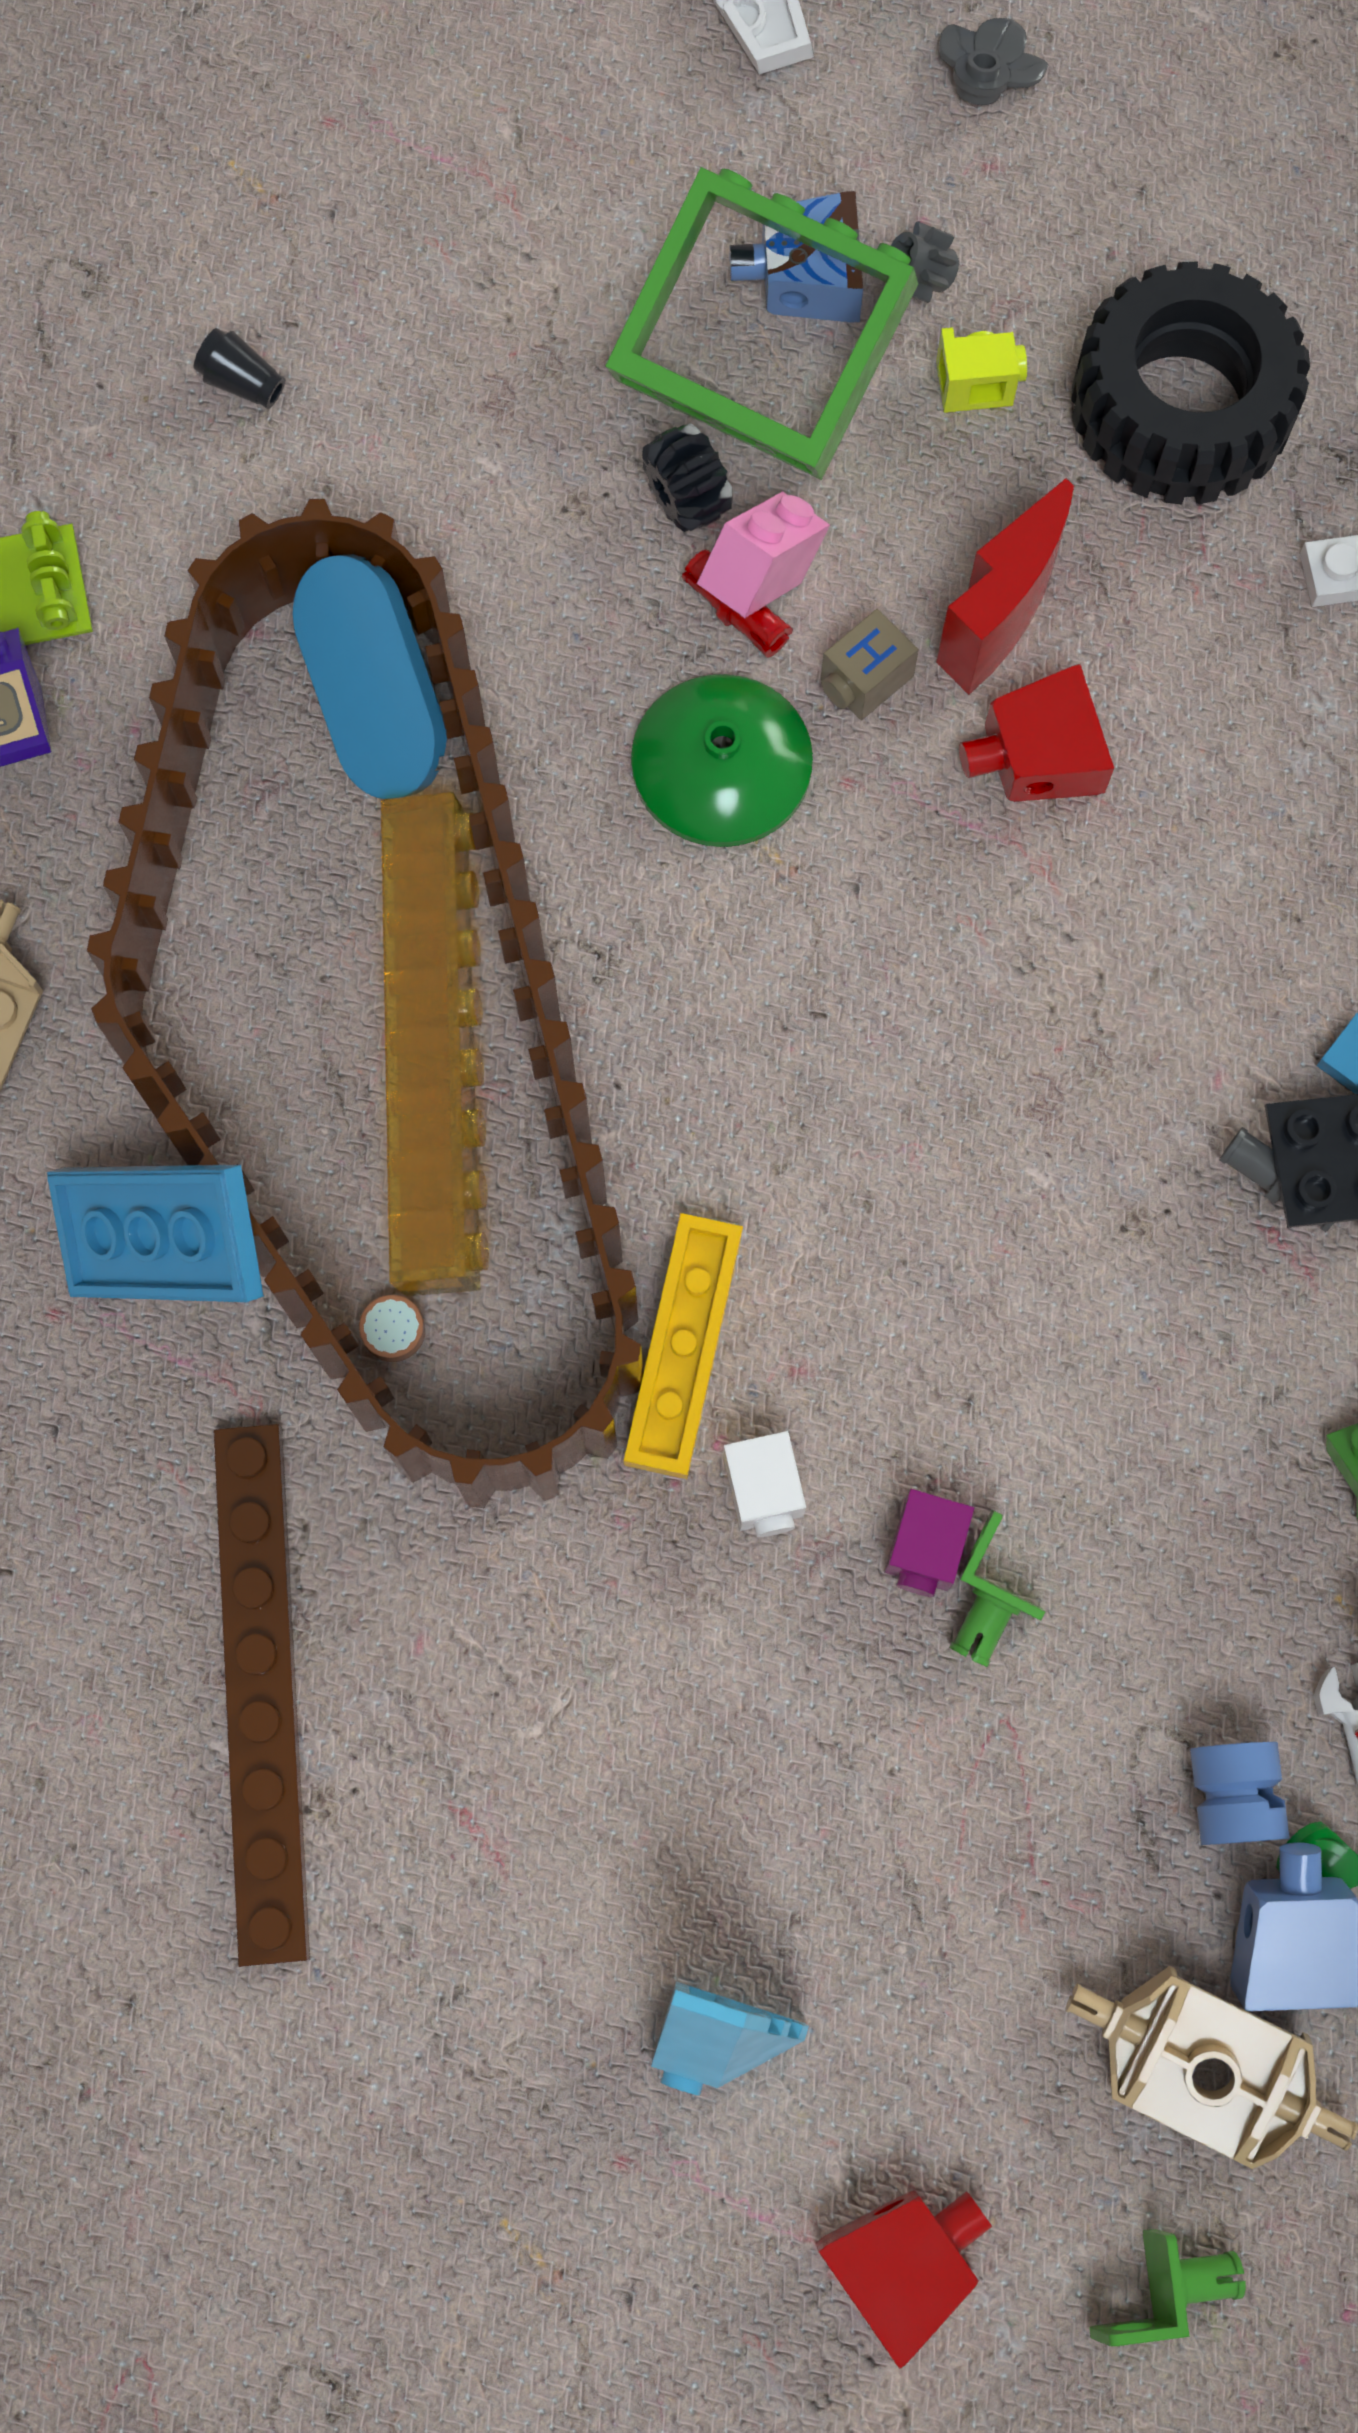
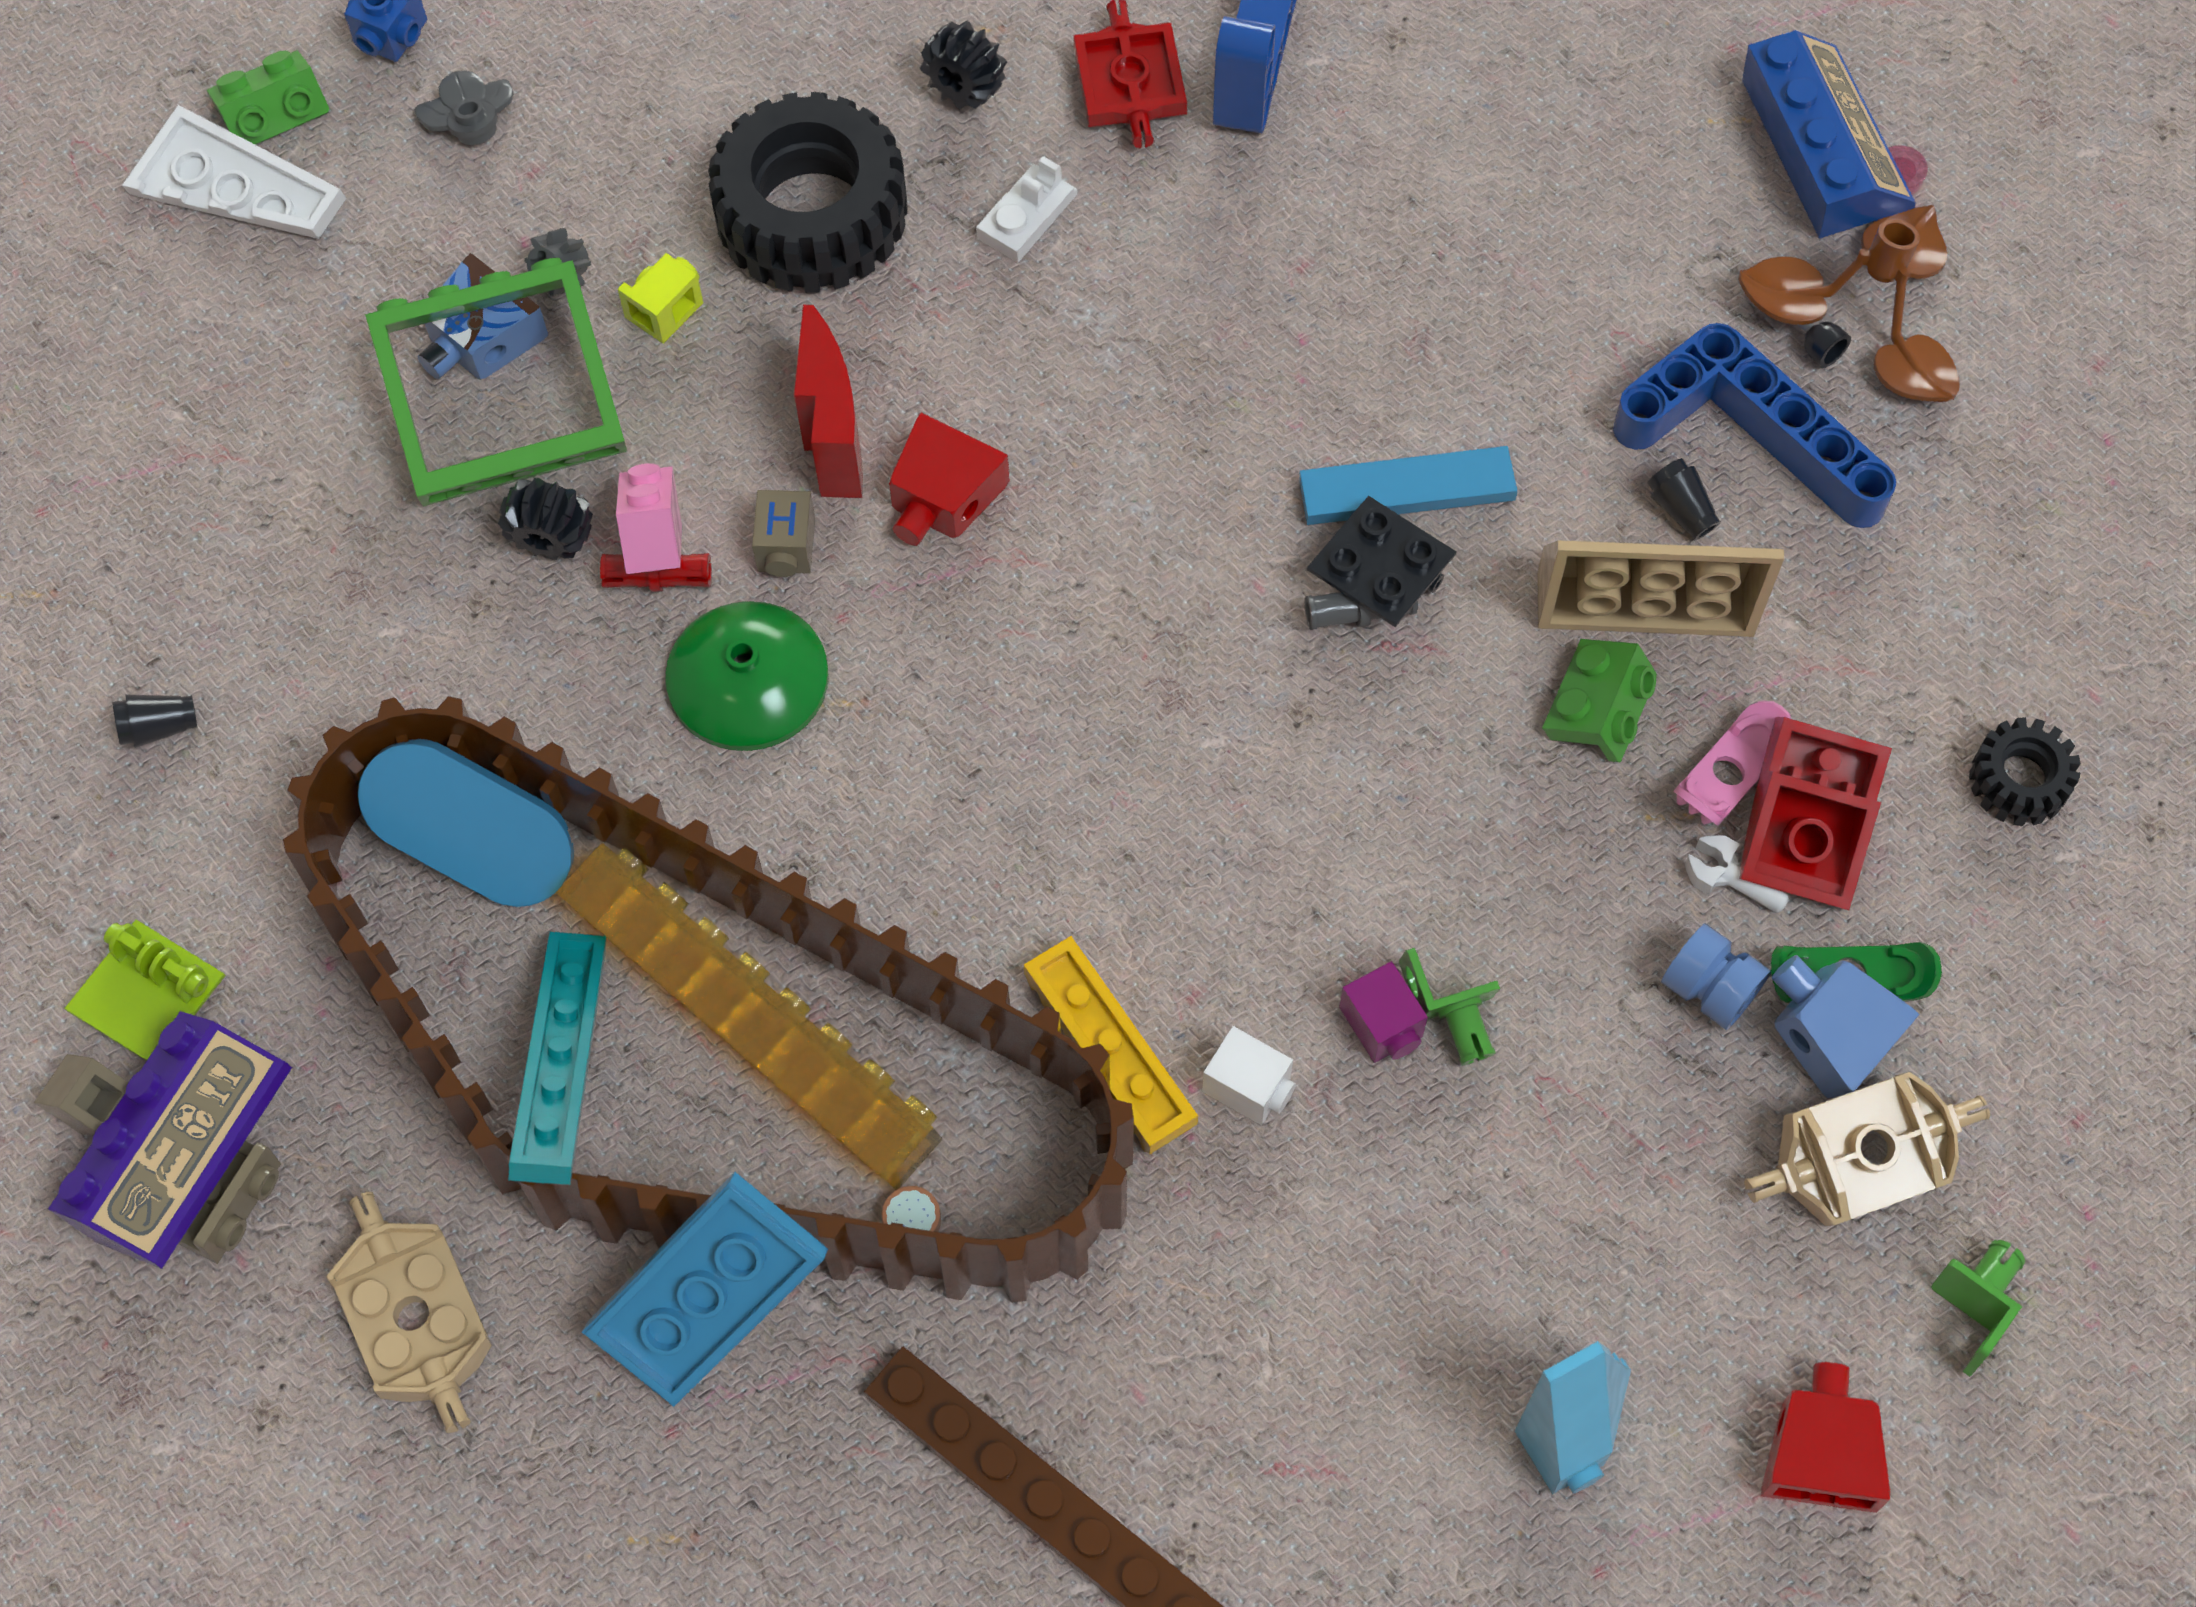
camera: 45 degrees left, 10 degrees down
(230, 939) = (558, 1060): none -> teal plate

